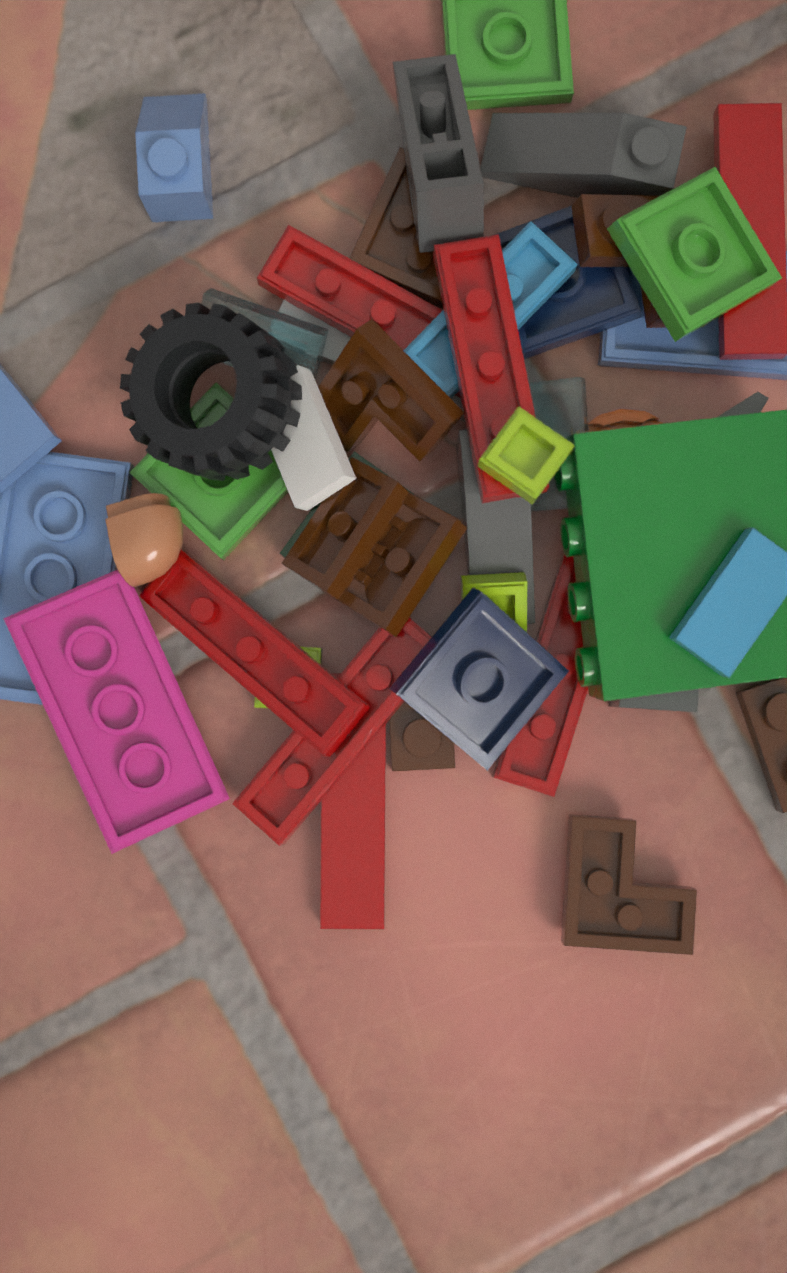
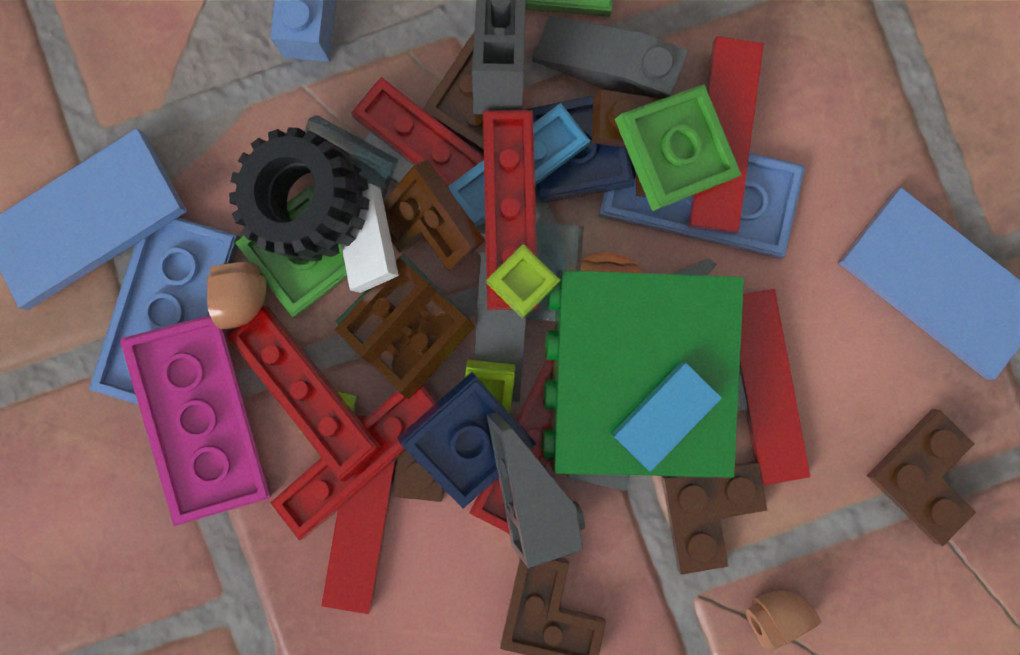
camera: 10 degrees right, 0 degrees up
(585, 753) = (537, 510): none -> dark grey slope

